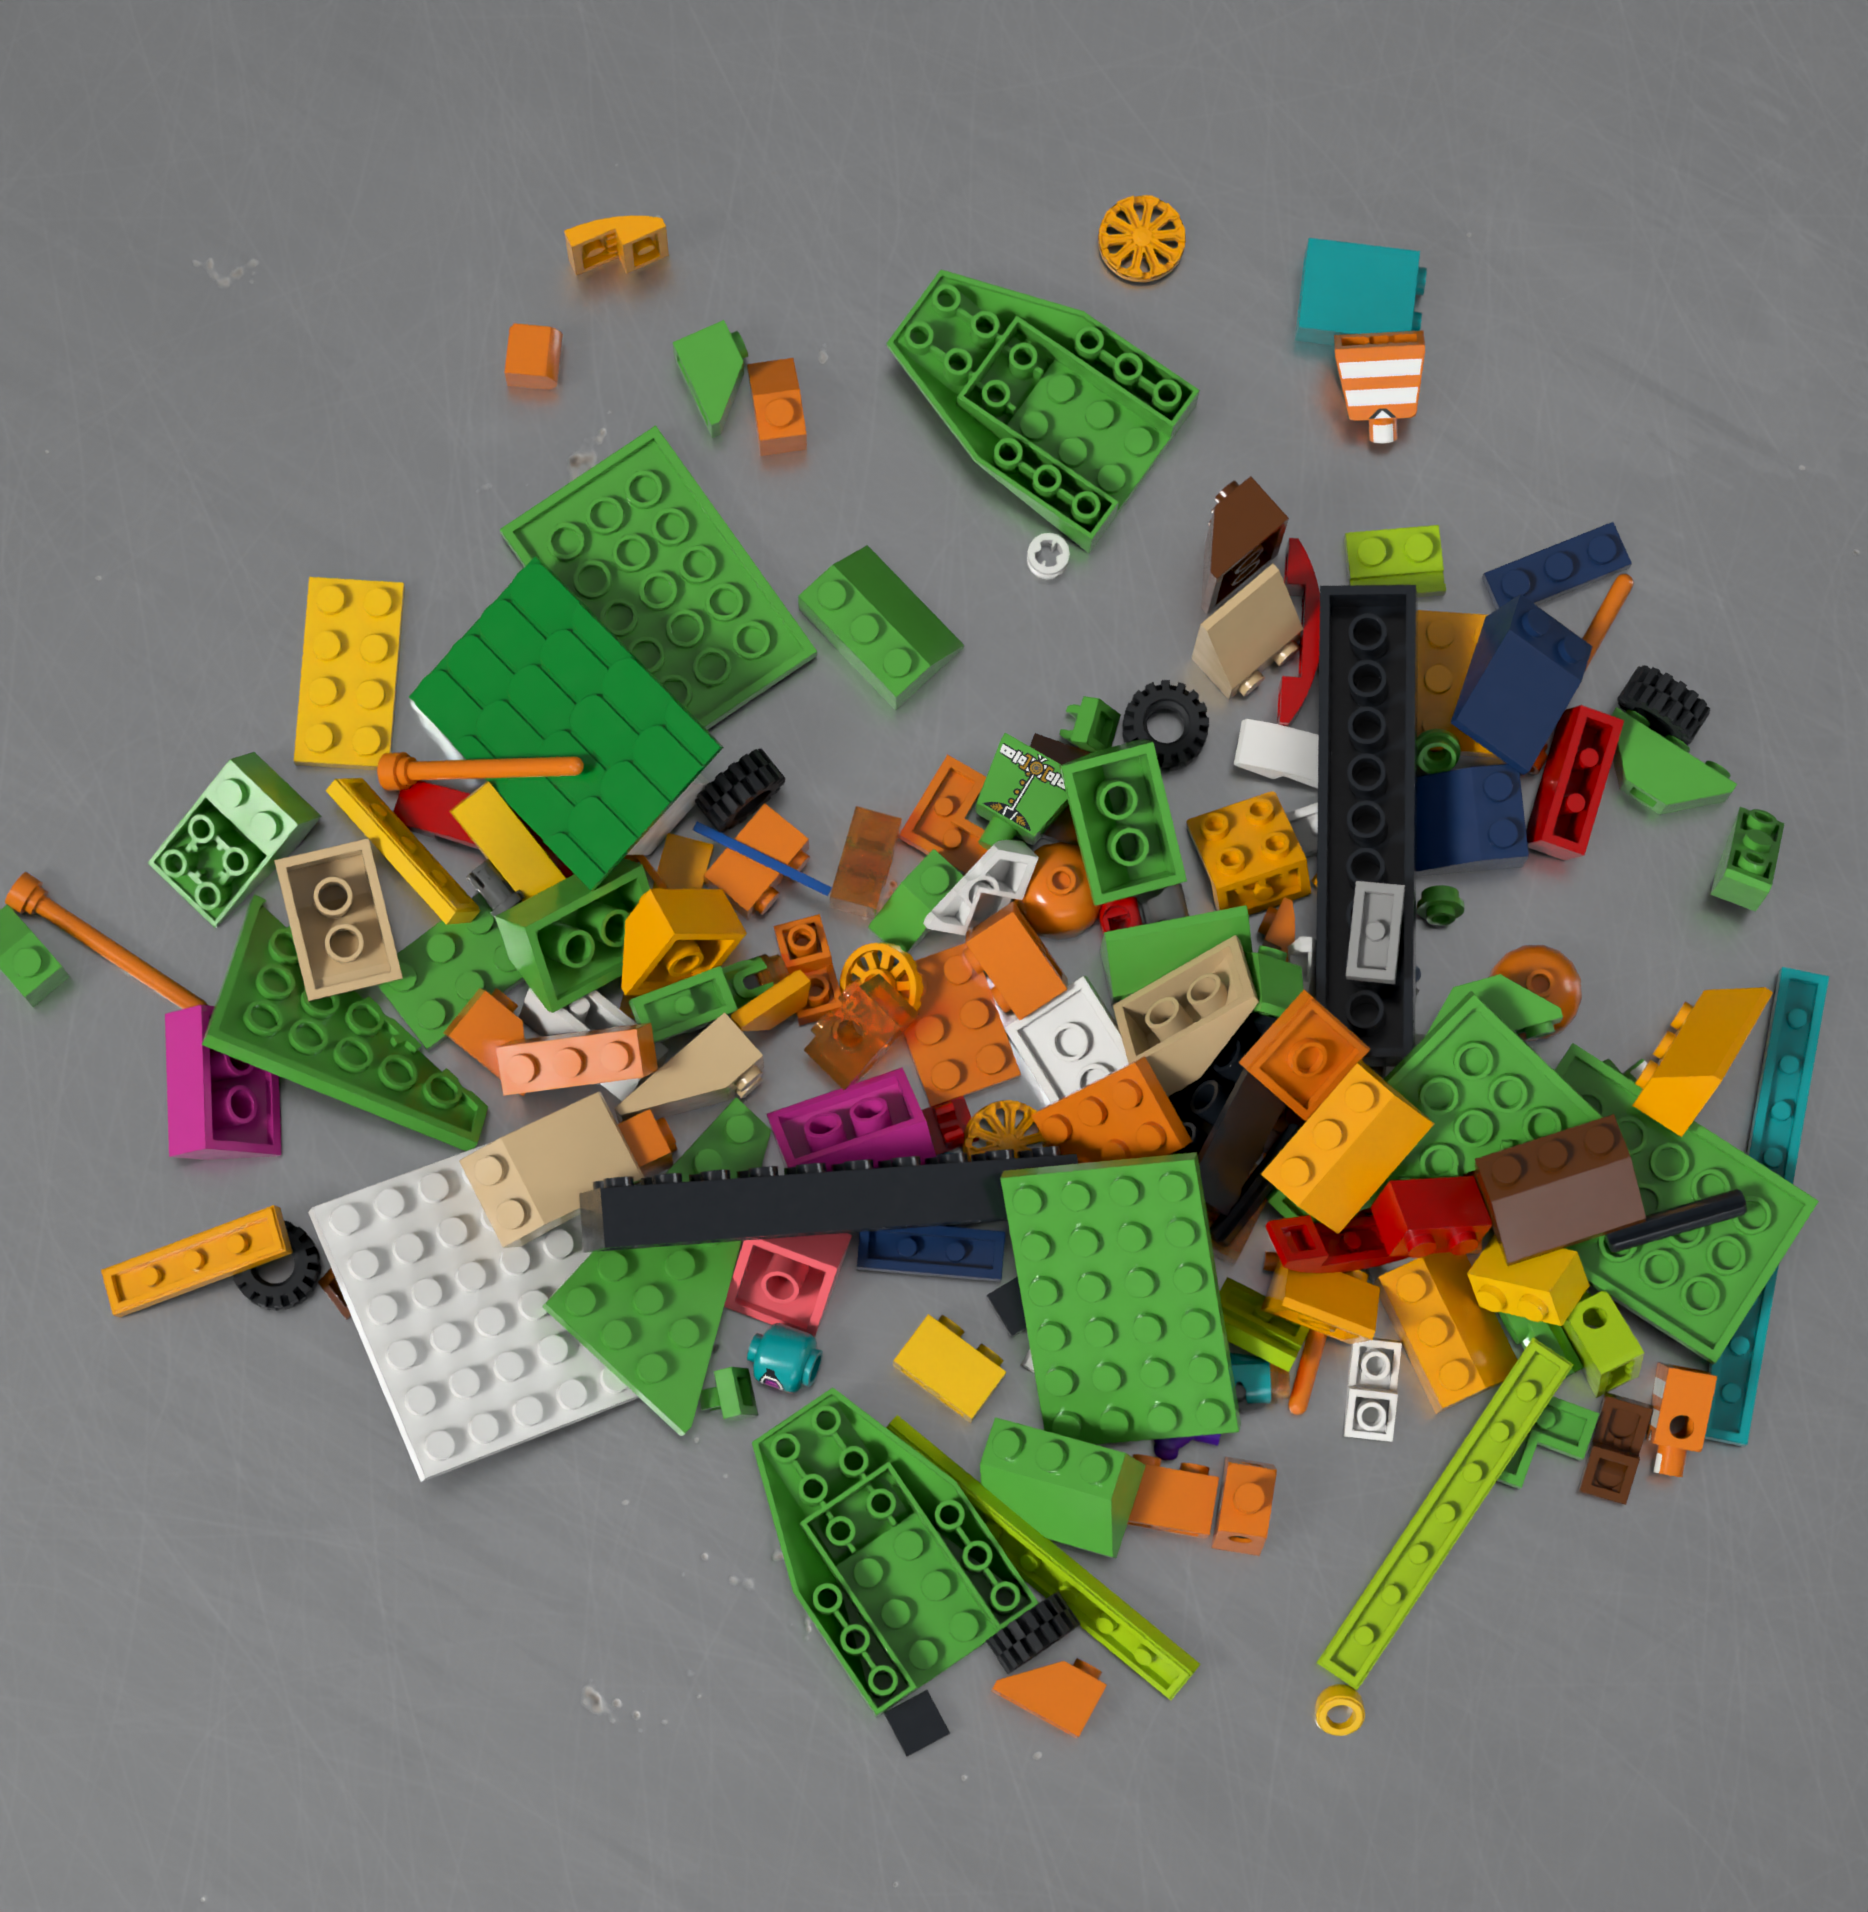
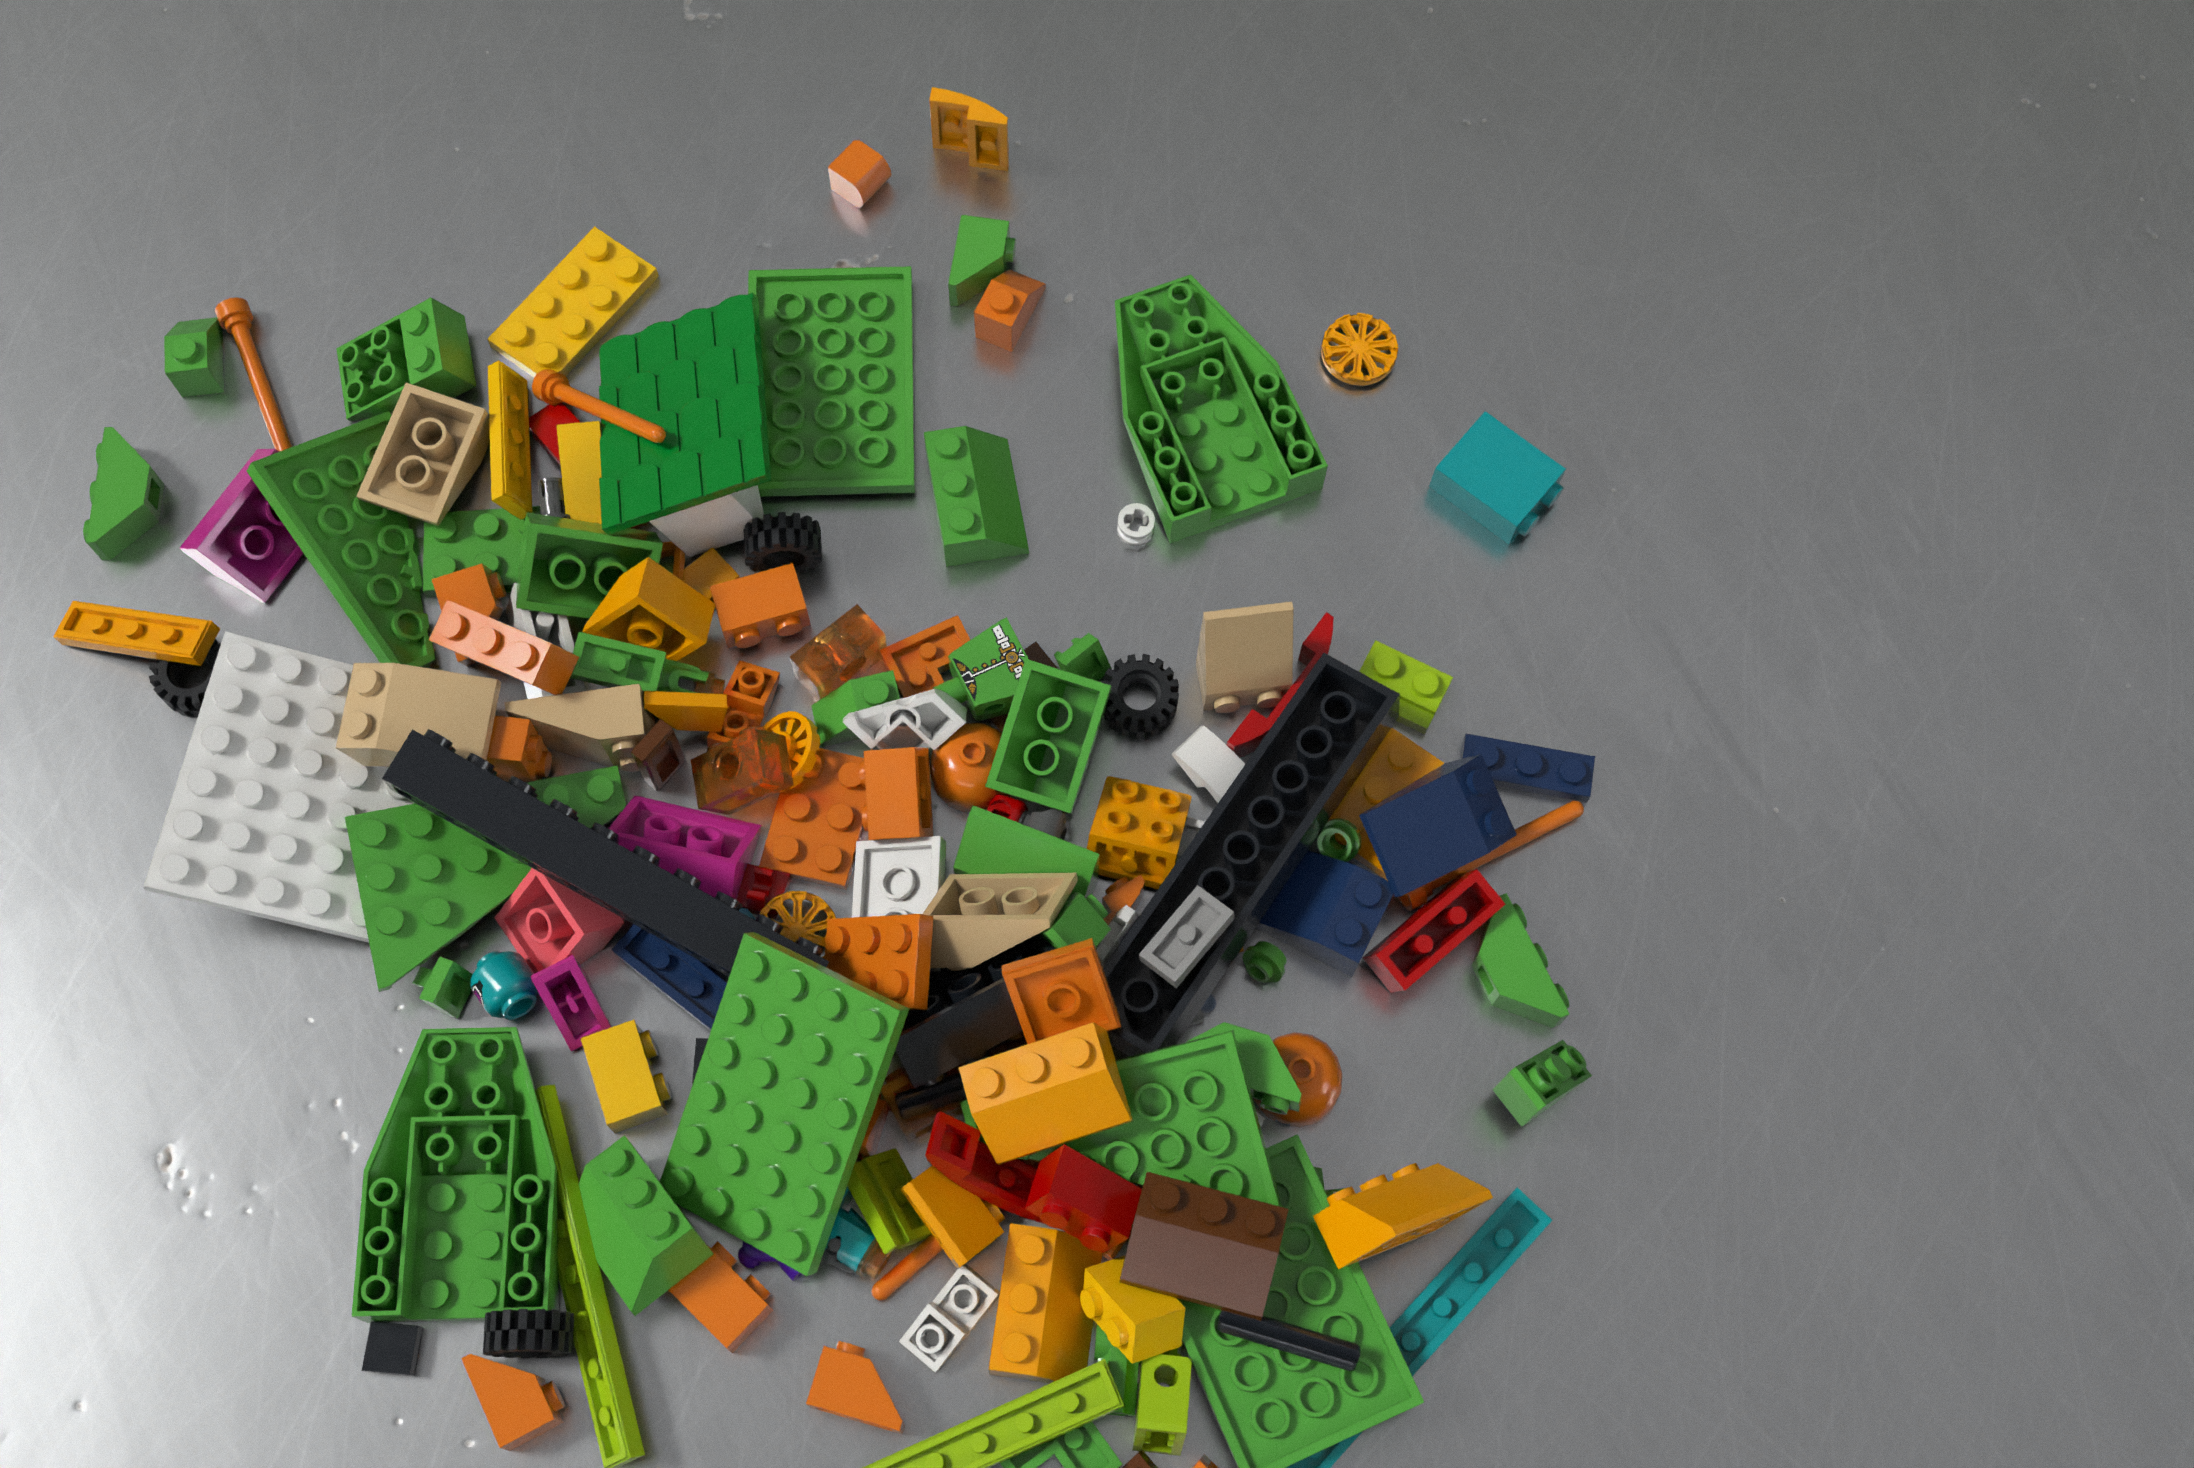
camera: 35 degrees right, 10 degrees down
(66, 1137) = (123, 497): none -> bright green slope
(762, 858) = (760, 599): blue piece -> none
(775, 1064) = (658, 755): none -> reddish brown tile
(858, 1336) = (571, 1000): none -> dark pink slope
(1240, 539) = (1286, 571): reddish brown slope -> none
(1244, 1506) = (775, 1342): orange torso -> none
(1335, 1499) = (853, 1389): none -> orange slope
(1381, 378) = (1474, 540): orange torso -> none
(1664, 703) = (1549, 914): black tyre -> none

